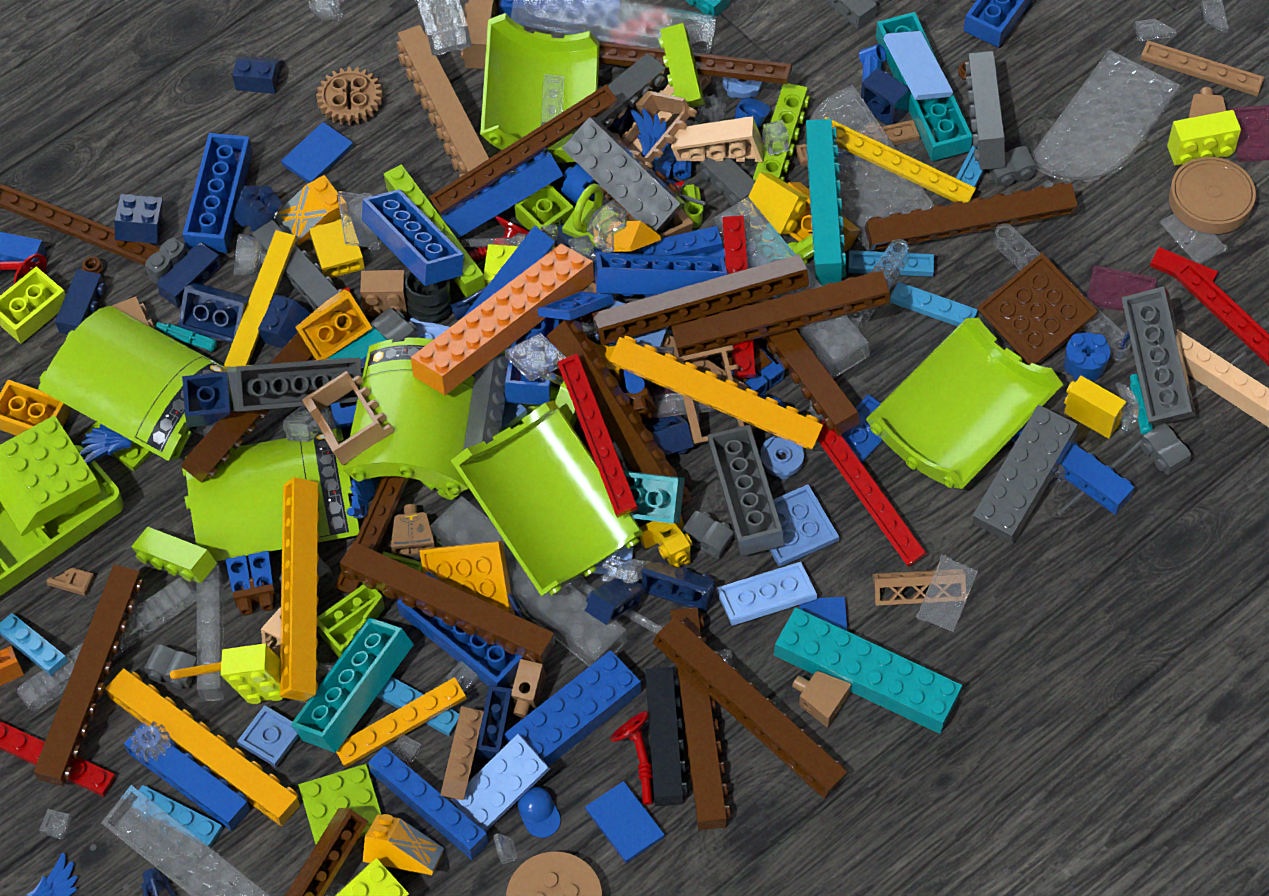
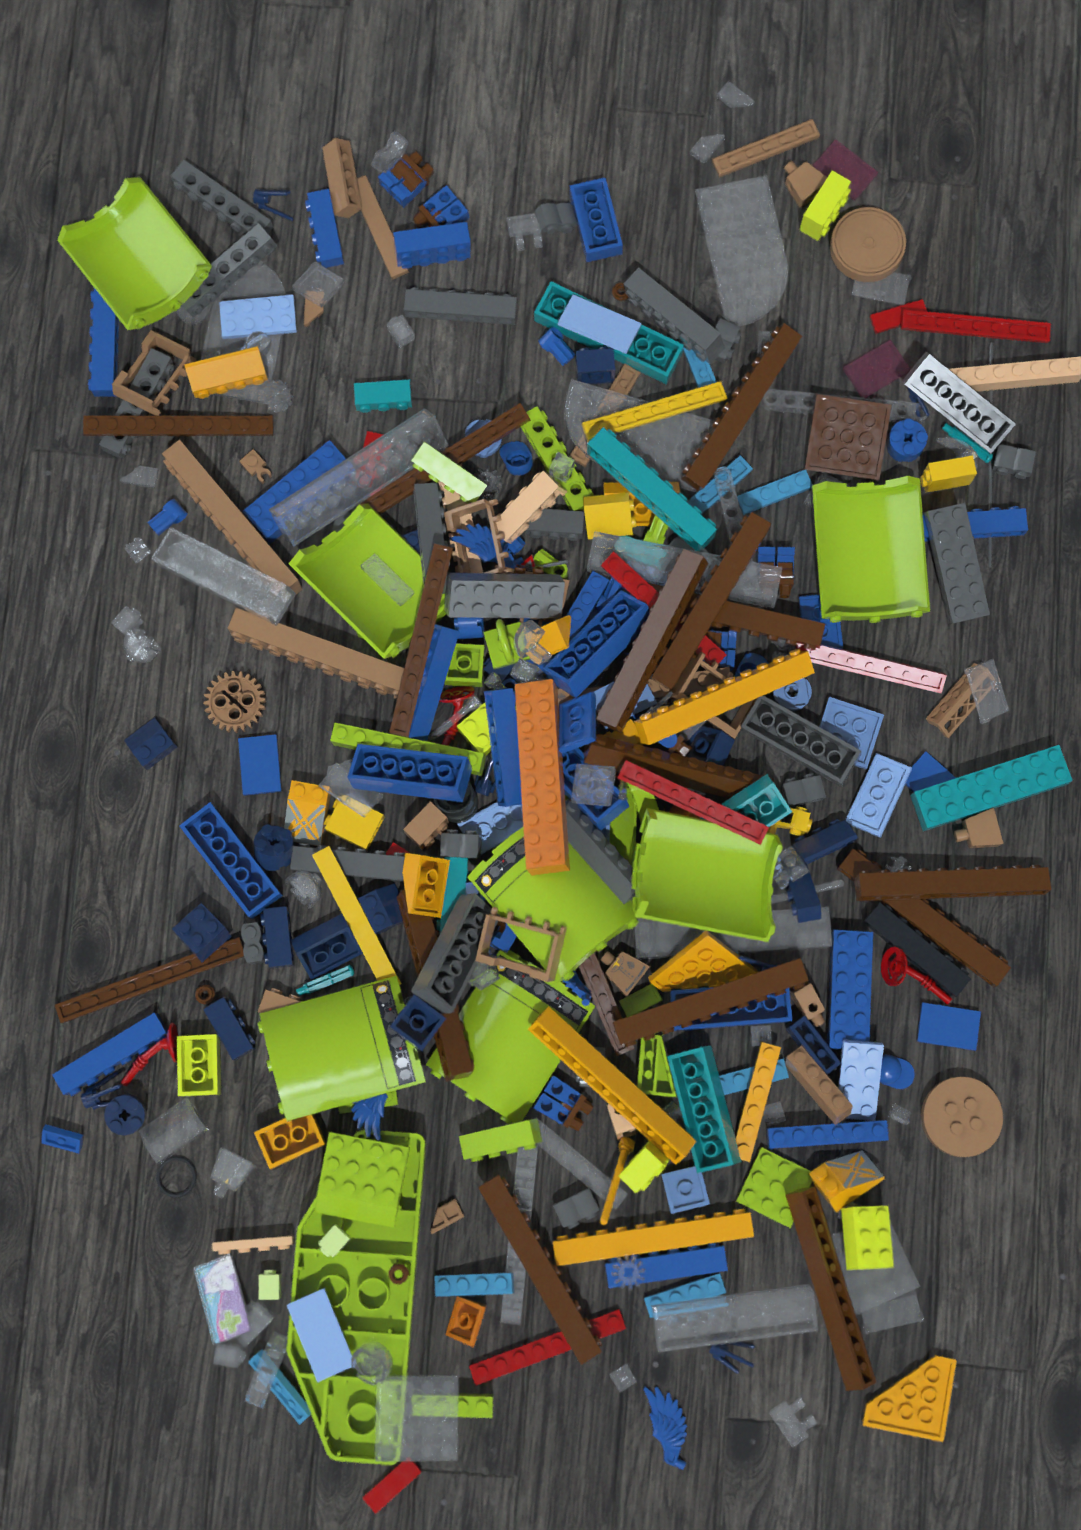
camera: 45 degrees left, 20 degrees up
(882, 358) = (784, 559): none -> hips

